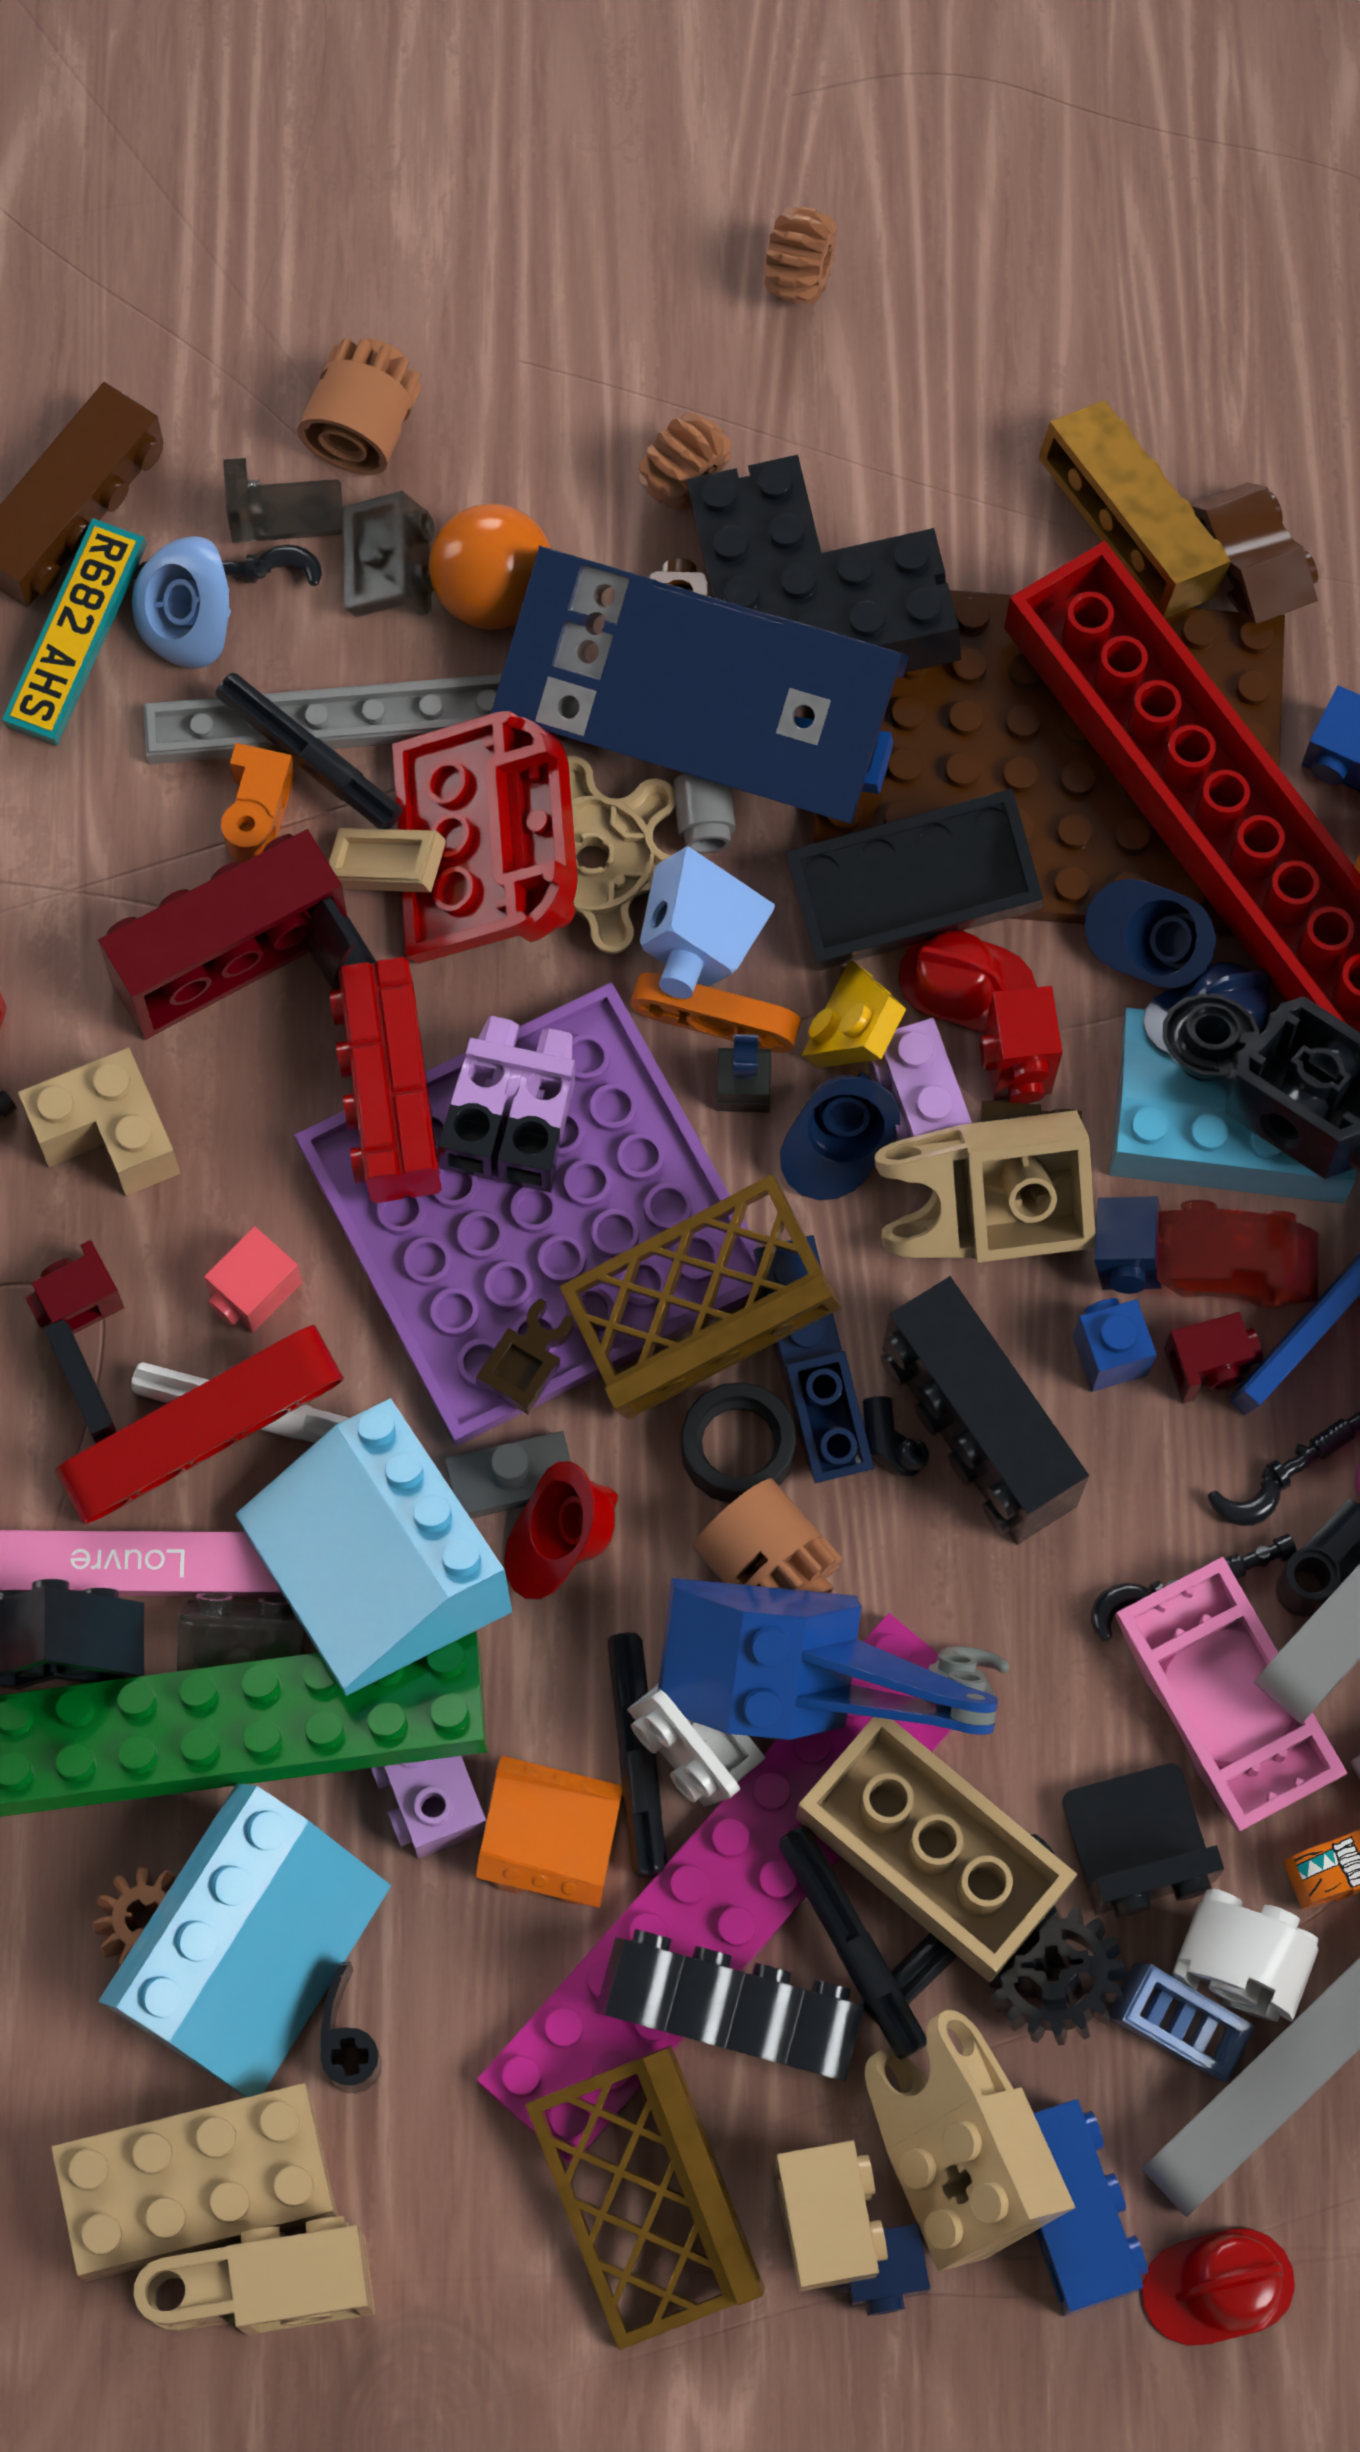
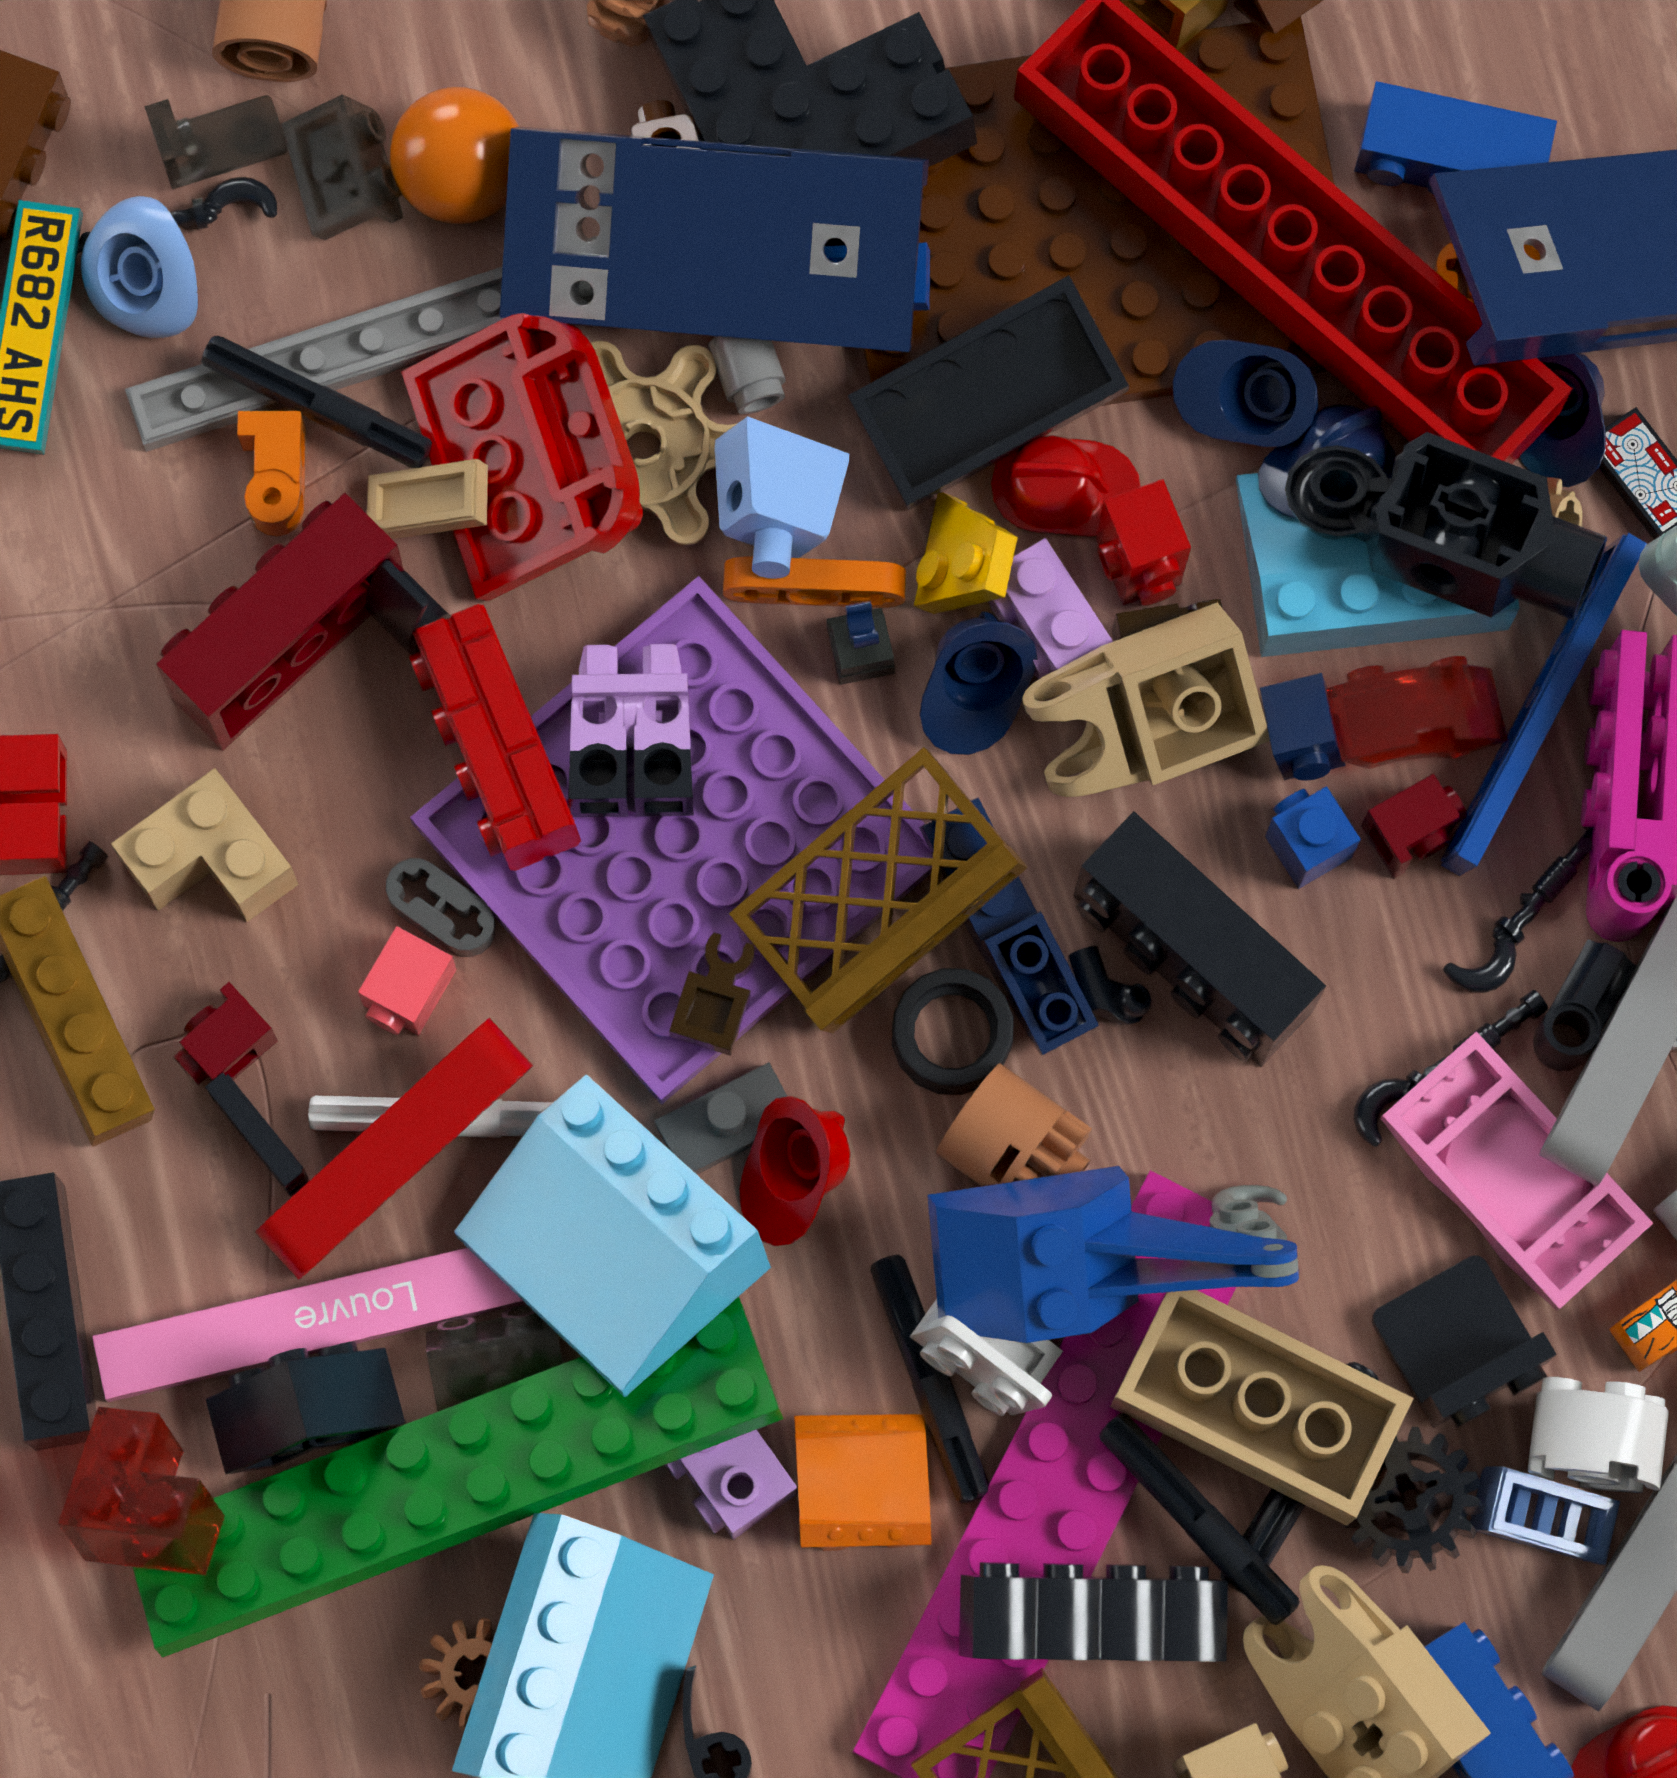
camera: 15 degrees left, 5 degrees up
(312, 1214) = (449, 895): none -> dark grey beam

